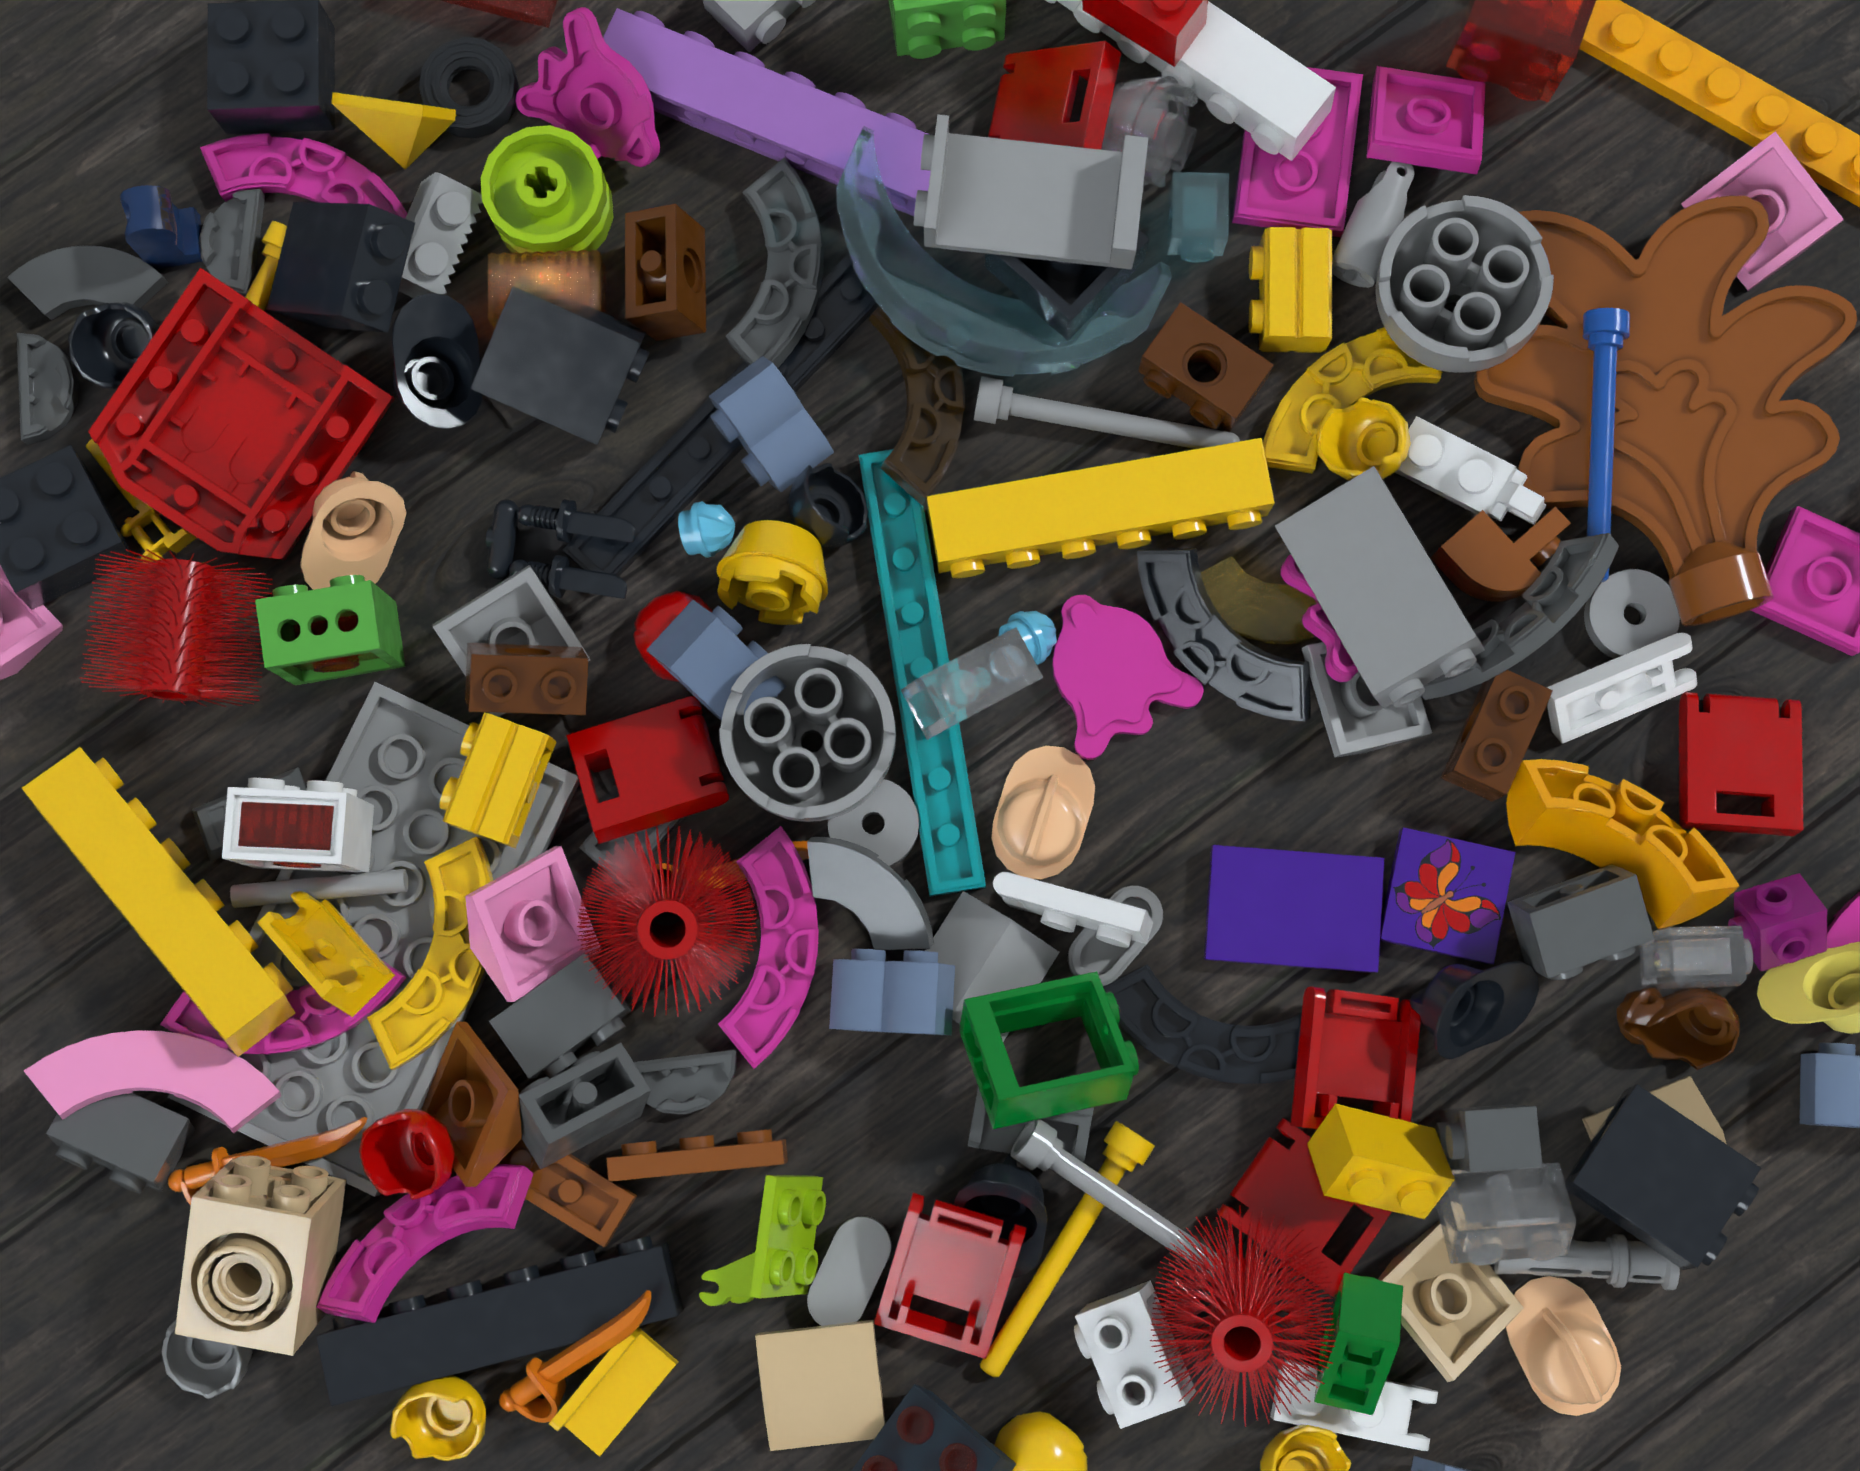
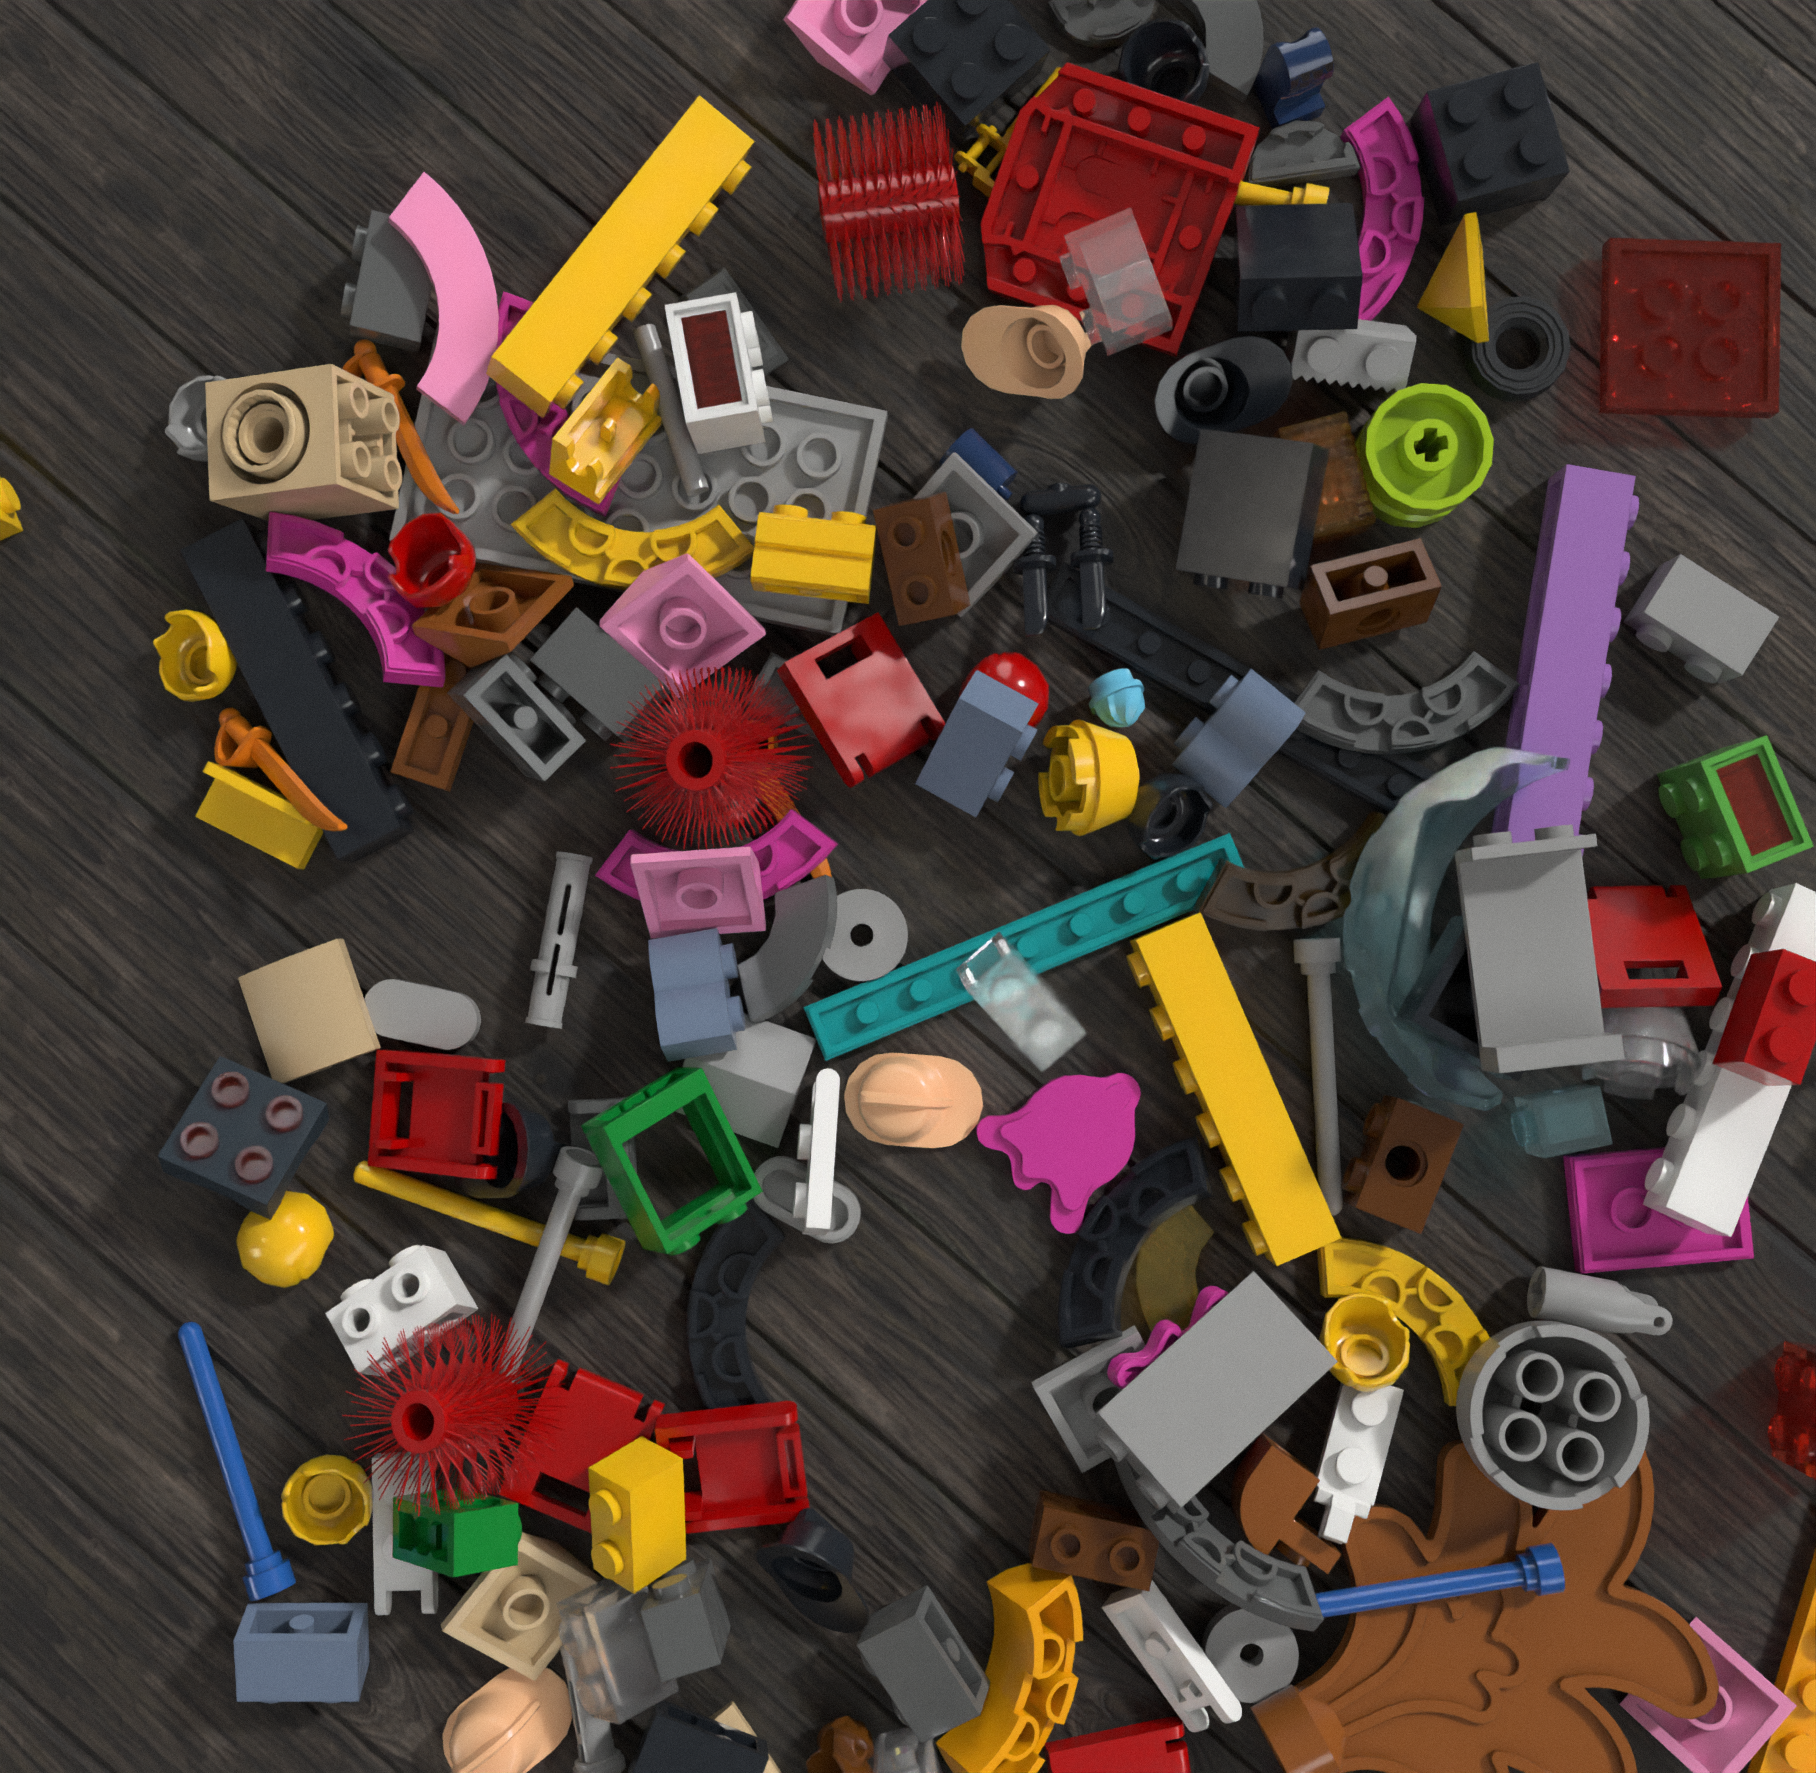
camera: 70 degrees right, 5 degrees up
(310, 434) = (1117, 283): none -> clear brick
(329, 631) = (924, 353): bright green piece -> none
(445, 601) = (983, 461): none -> dark blue piece
(593, 94) = (1538, 475): dark pink tile -> none
(689, 1081) = (569, 813): dark grey tile -> none
(697, 1156) = (496, 841): dark orange plate -> none
(784, 1246) = (429, 946): lime plate -> none
(794, 964) = (700, 891): none -> bright pink slope
(823, 696) = (901, 816): light grey cylinder -> none
(872, 1147) = (544, 1008): none -> light grey pin
(1036, 632) = (1090, 1052): medium azure plate -> none
(1293, 289) = (1506, 1235): yellow brick -> none
(1294, 909) = (873, 1372): dark purple tile -> none
(1426, 120) = (1720, 1335): dark pink tile -> none
(1446, 896) = (921, 1521): dark purple tile -> none

